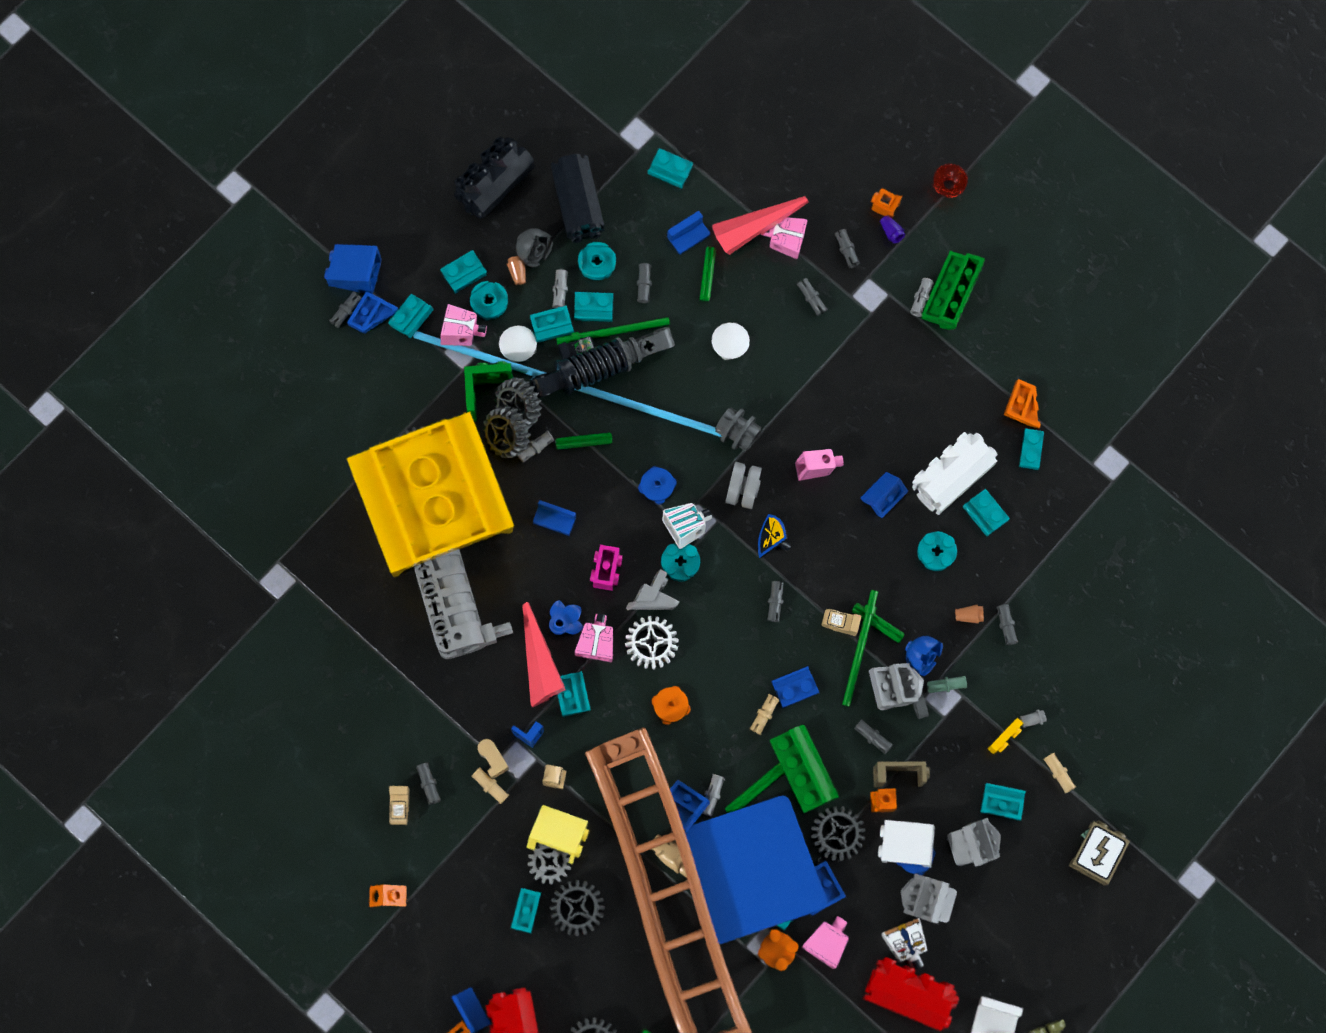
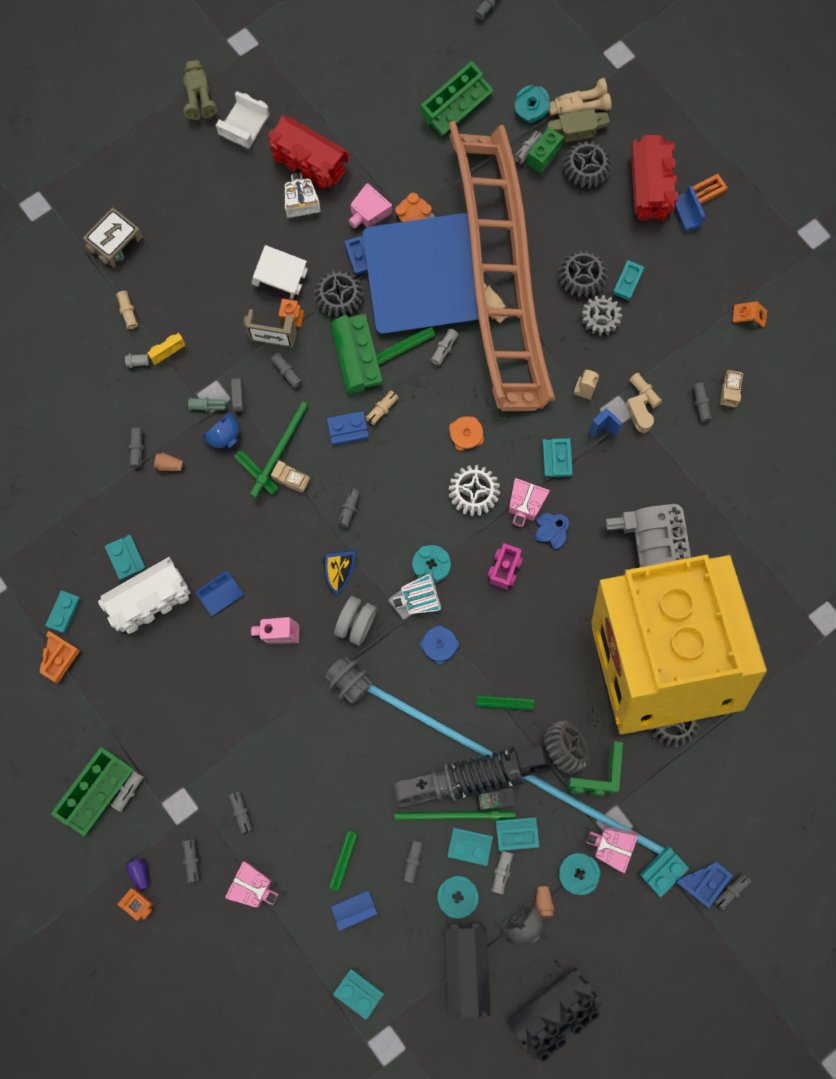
camera: 165 degrees left, 0 degrees up
(353, 267) = (720, 936): blue slope -> none
(463, 271) = (601, 913): teal plate -> none
(506, 431) = (583, 719): dark grey gear -> none
(517, 343) = (555, 820): white dish -> none
(535, 446) = (554, 705): light grey pin -> none
(542, 672) = (582, 480): coral wedge -> none
(554, 518) = (547, 628): blue panel -> none
(559, 832) = (590, 333): light yellow panel -> none
(651, 598) = (465, 530): light grey piece -> none
(688, 803) = (469, 340): blue wing -> none
(730, 341) = (335, 781): white dish -> none
(740, 230) = (297, 901): coral wedge -> none
(896, 685) = (255, 402): light grey piece -> none
(928, 899) = (274, 224): light grey piece -> none
(934, 540) = (178, 519): teal plate -> none
(953, 173) = (50, 917): clear red piece -> none
(975, 843) = (219, 262): light grey piece -> none
(1003, 801) = (184, 295): teal plate -> none

